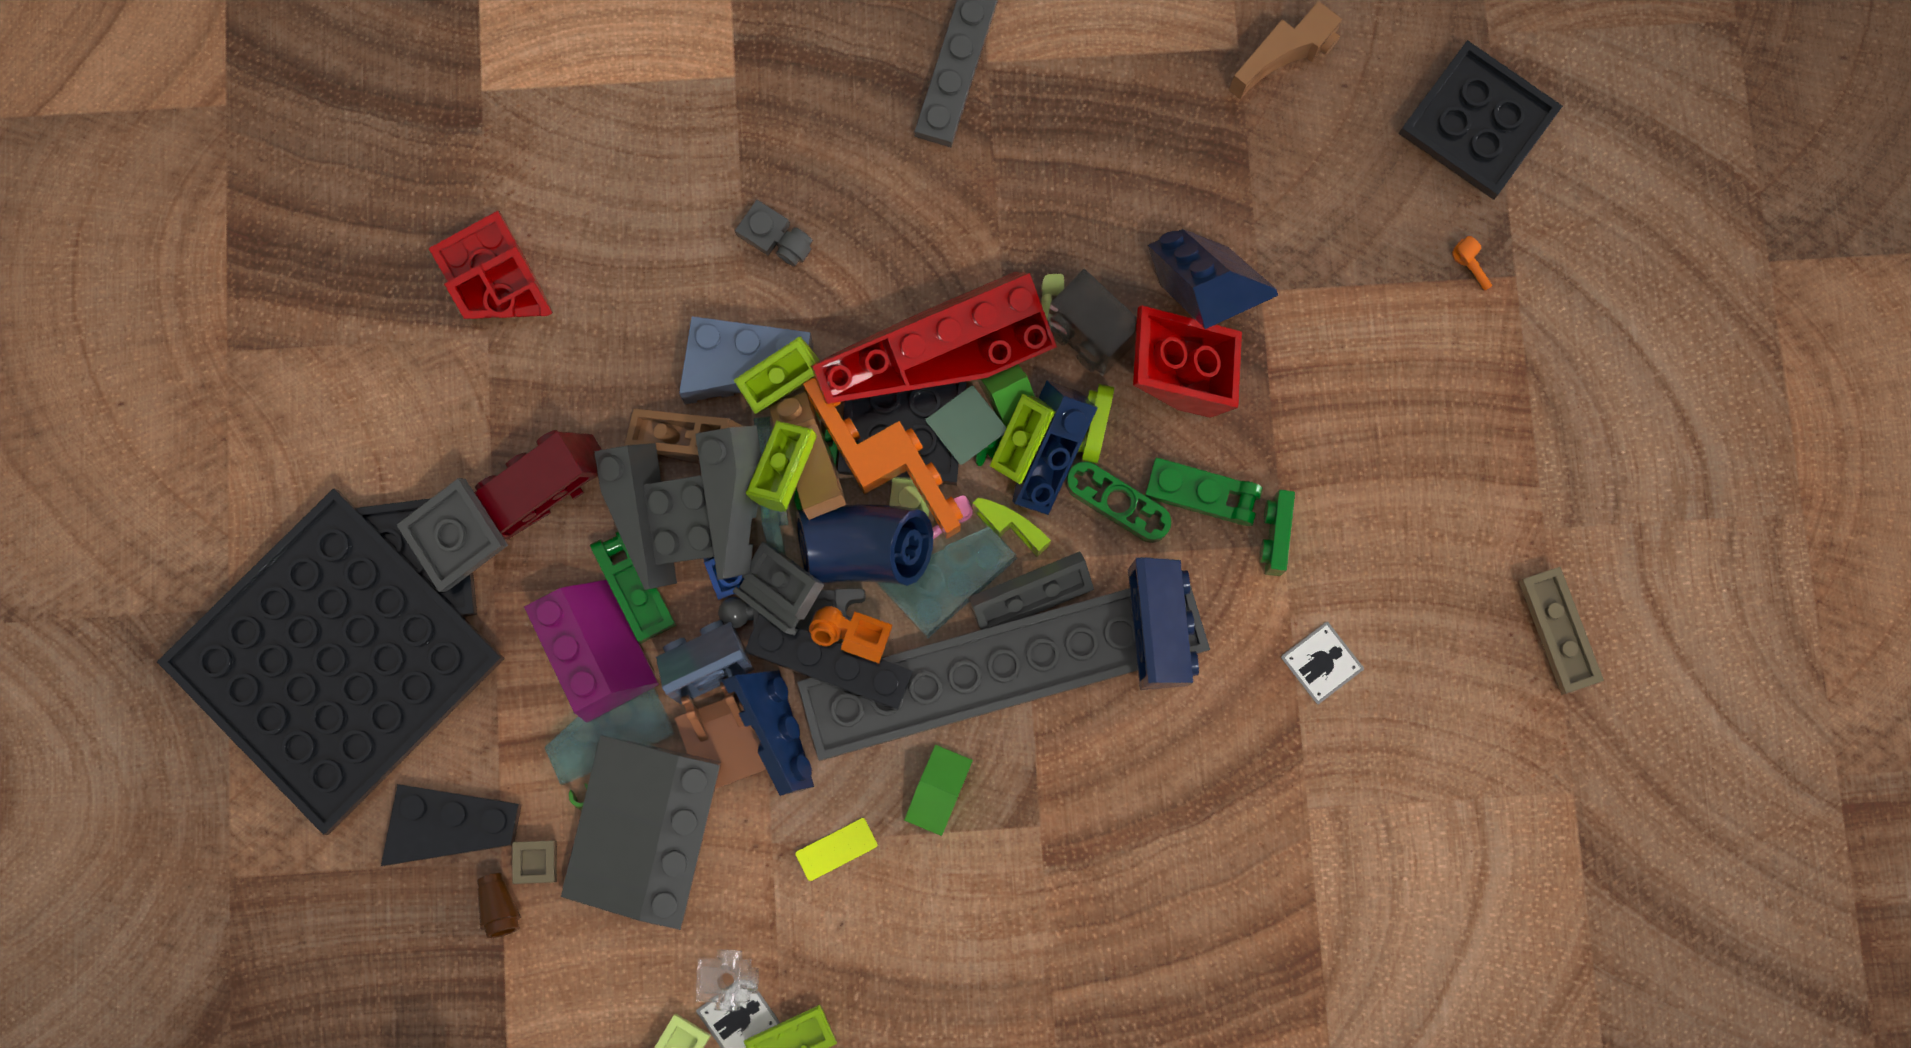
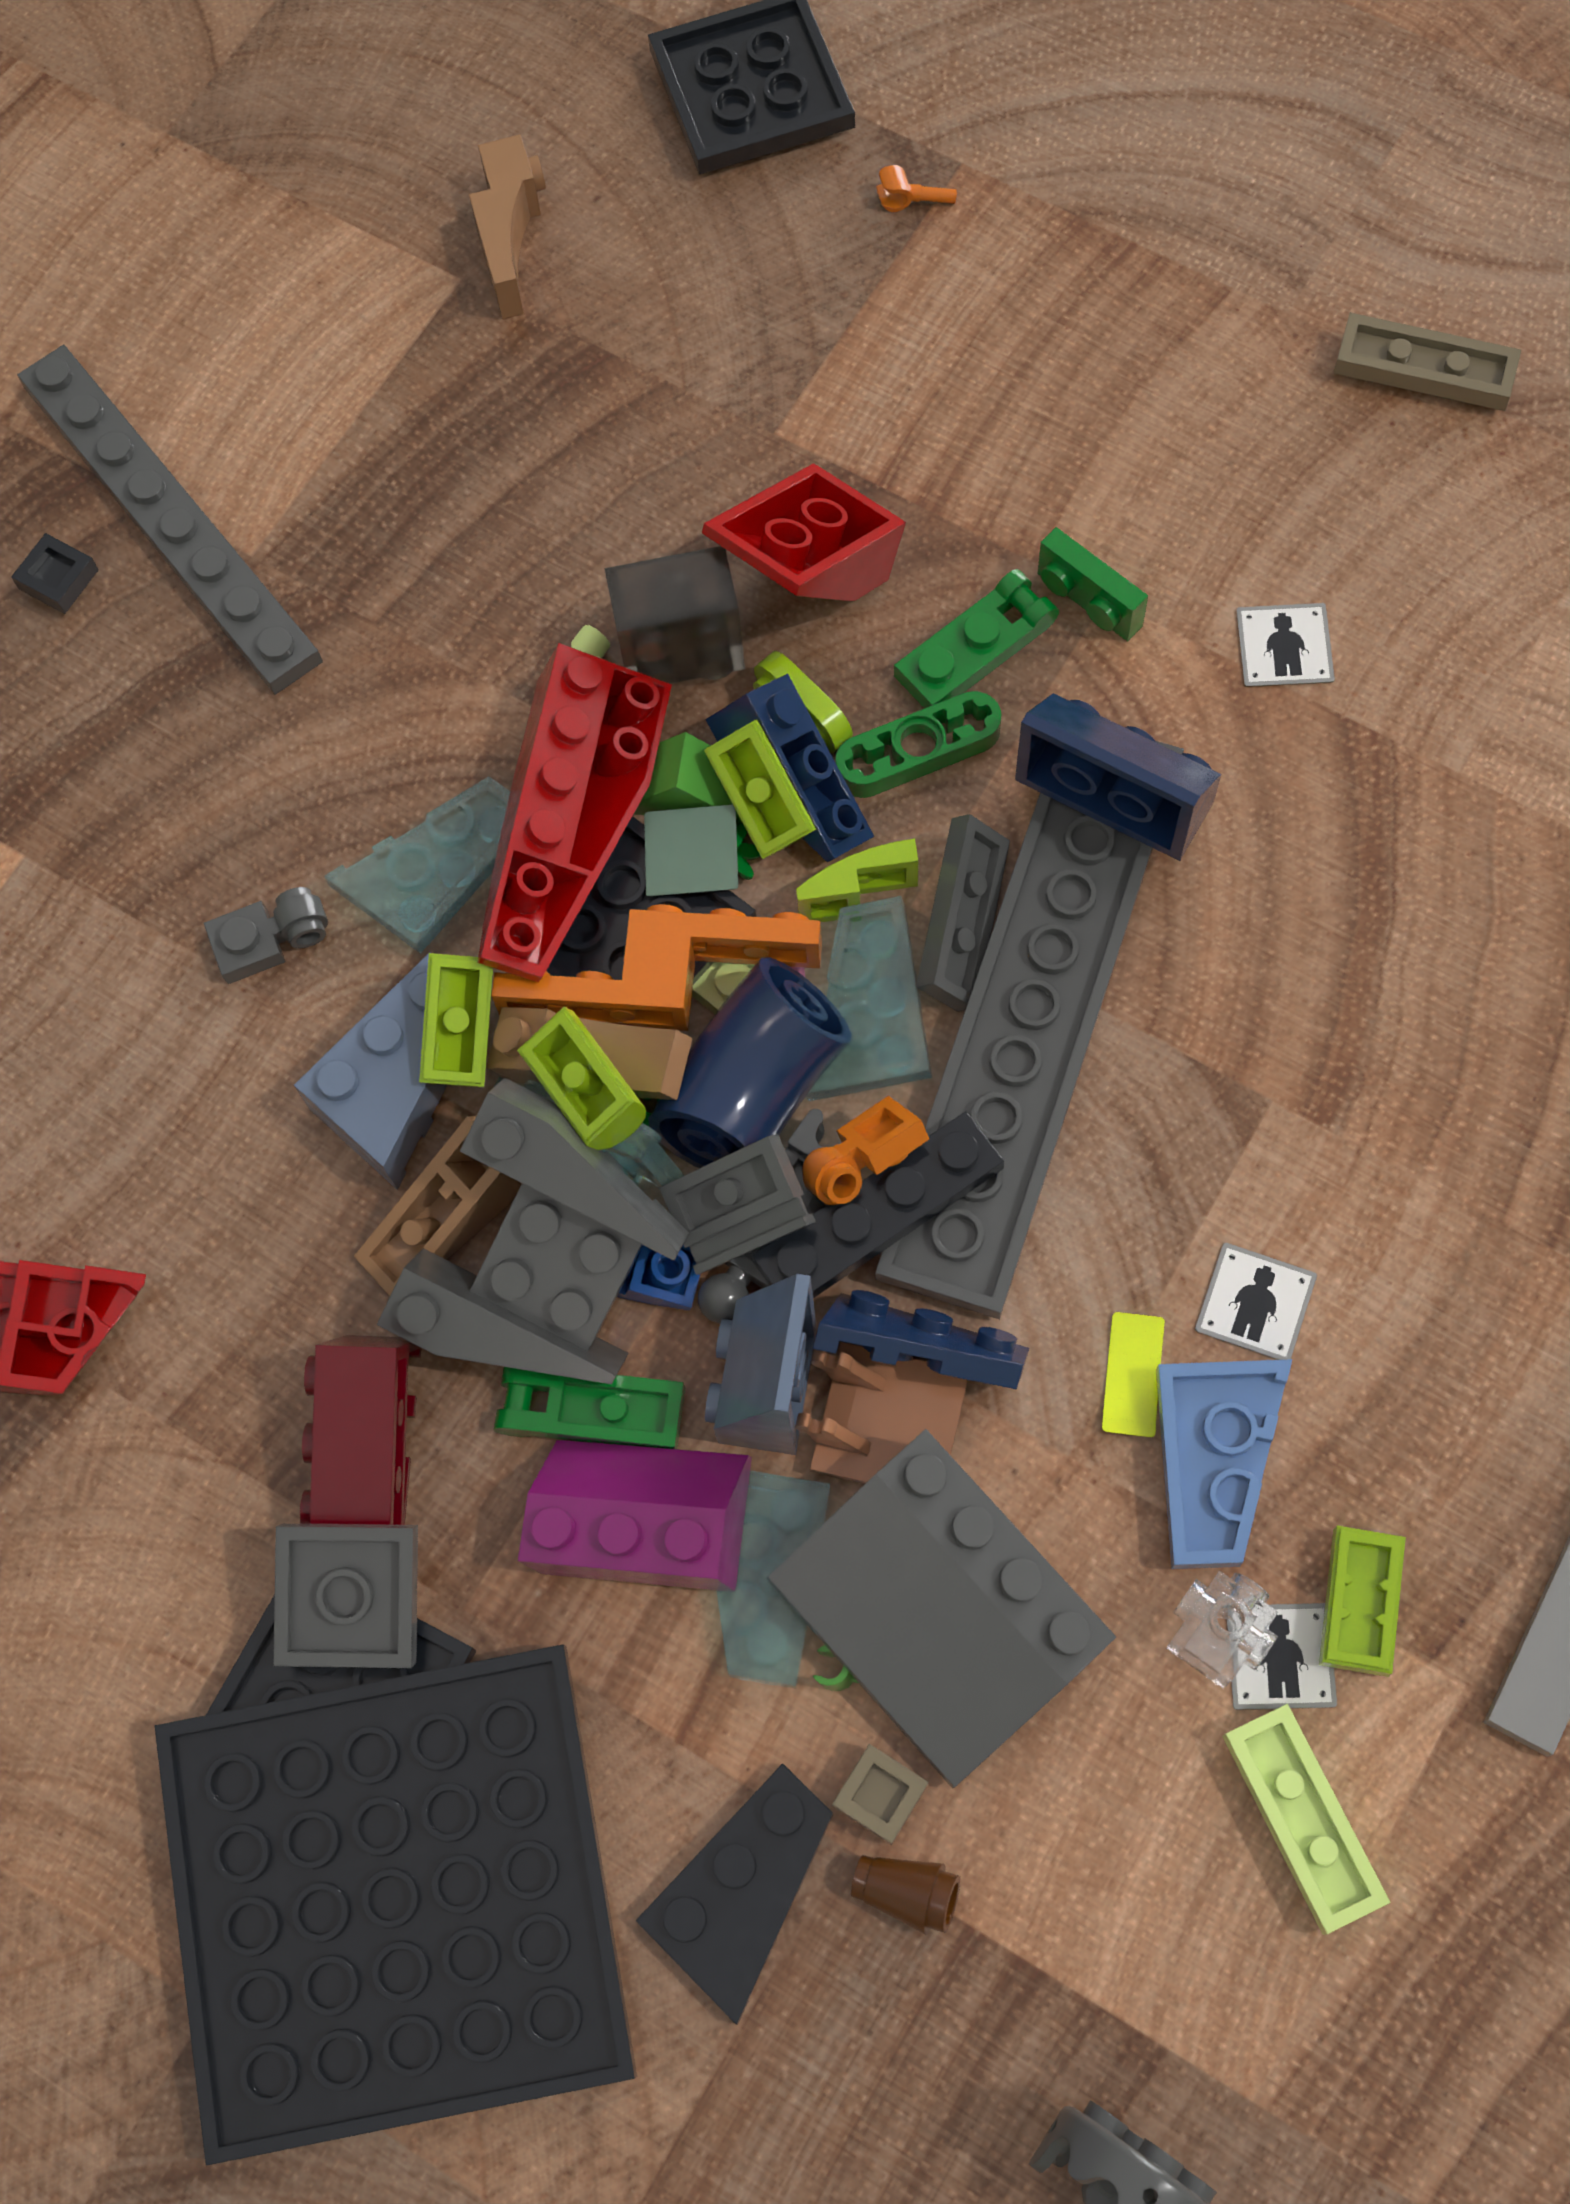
camera: 45 degrees left, 10 degrees down
(819, 918) = (1215, 1452): none -> medium blue wing
(866, 294) = (431, 870): none -> clear light blue wing
(919, 888) = (1256, 1302): none -> sticker
(938, 790) = (1144, 1191): bright green slope -> none
(1207, 277) = (718, 456): dark blue slope -> none

